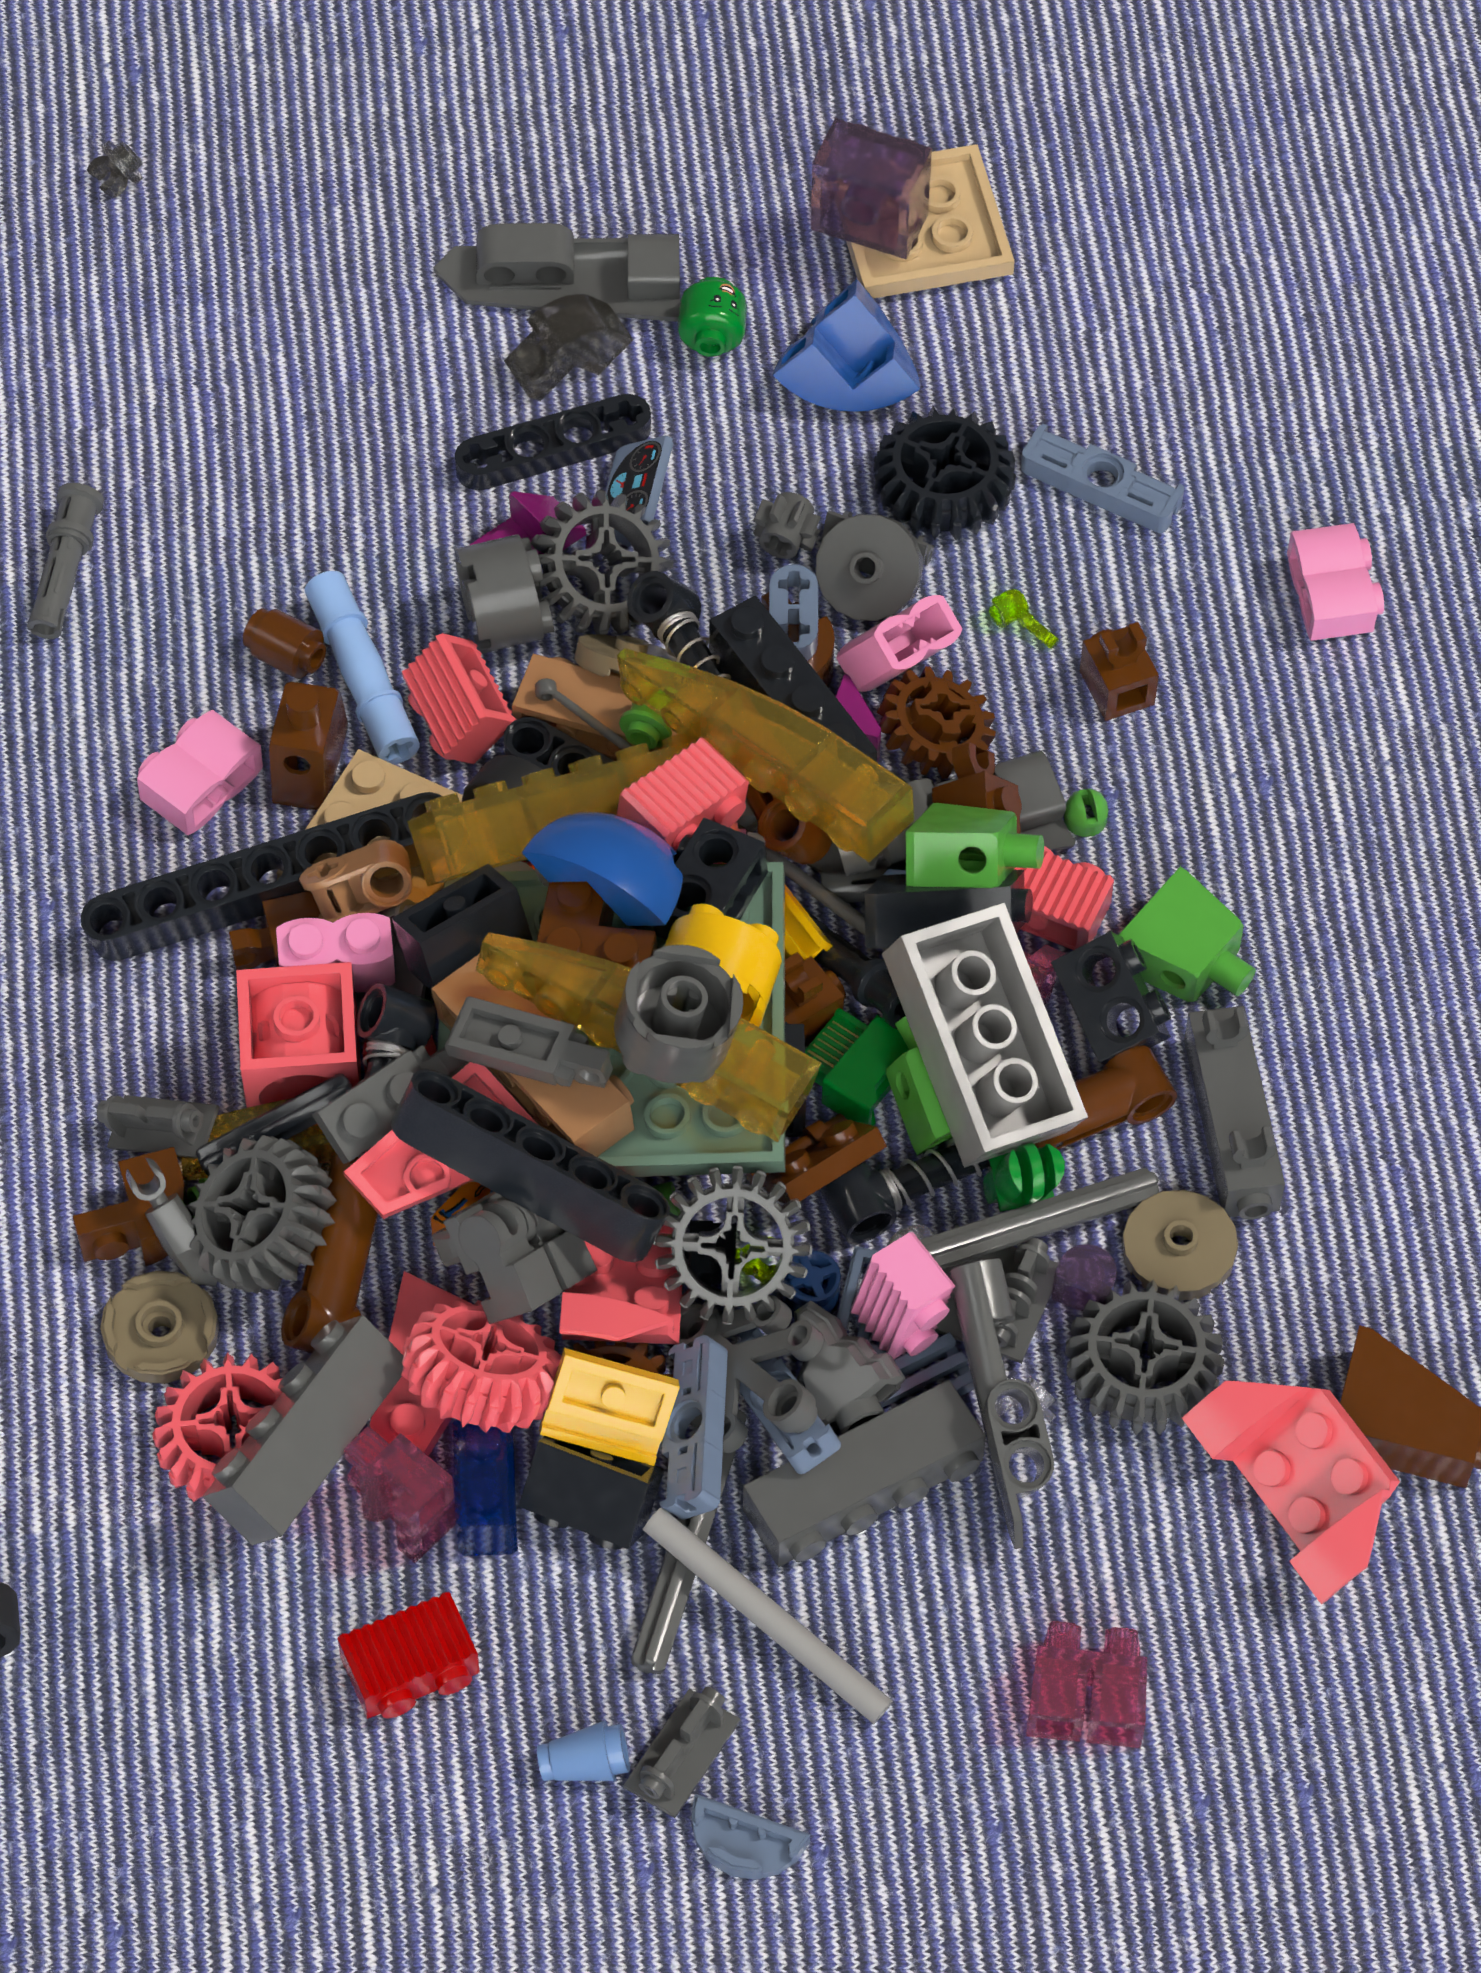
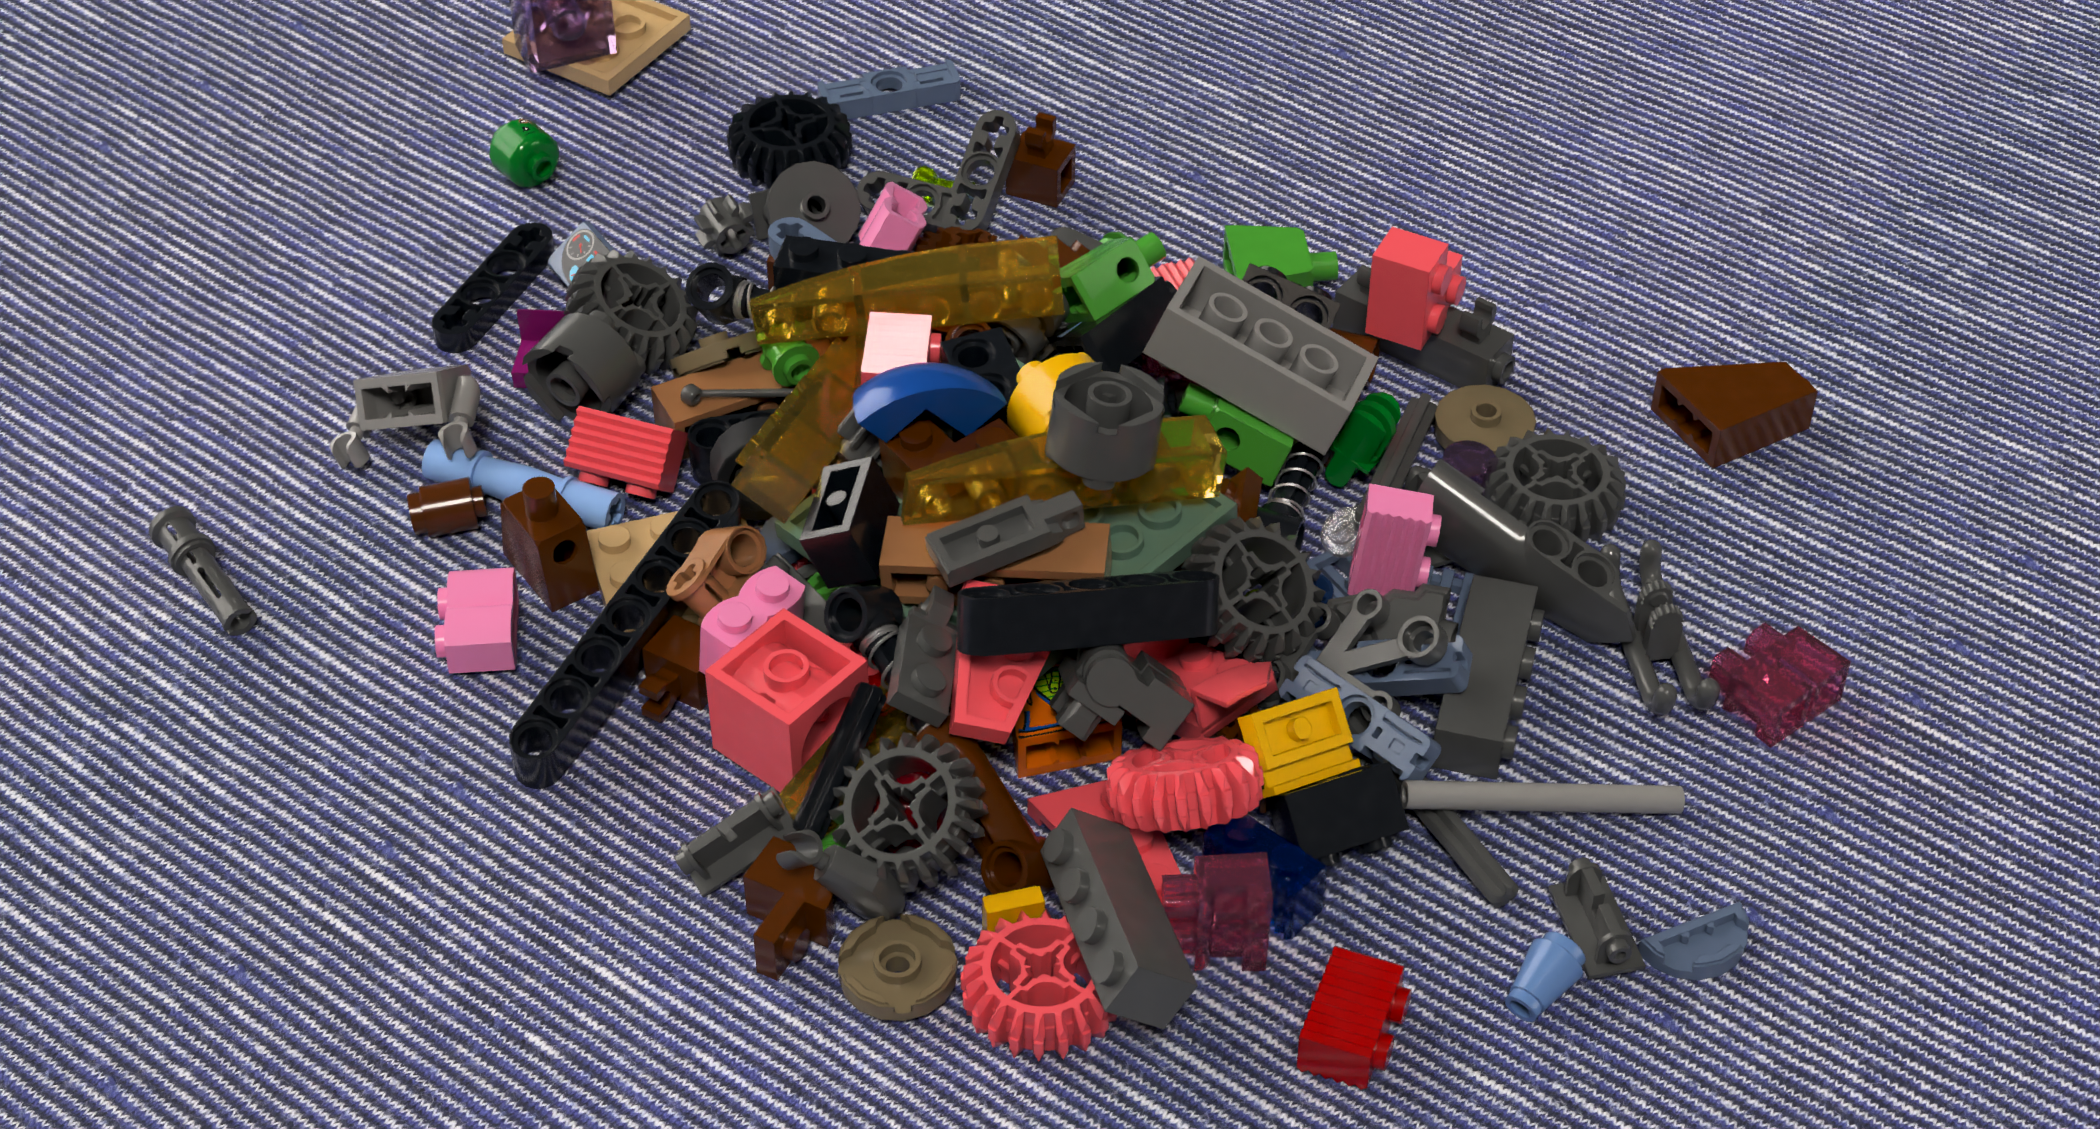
camera: 45 degrees left, 15 degrees down
(271, 1349) = (1009, 905): none -> yellow tile
(351, 524) = (412, 400): none -> light grey torso
(543, 261) = (362, 202): dark grey panel -> none
(566, 335) = (438, 219): clear smoke brick -> none
(849, 357) = (646, 121): blue brick -> none
(999, 648) = (954, 200): none -> dark grey beam
(1053, 1557) = (1659, 637): none -> dark grey piece
(1223, 1069) = (1412, 288): none -> coral brick
(1306, 1468) = (1743, 468): coral piece -> none
(1334, 581) = (1102, 50): bright pink brick -> none

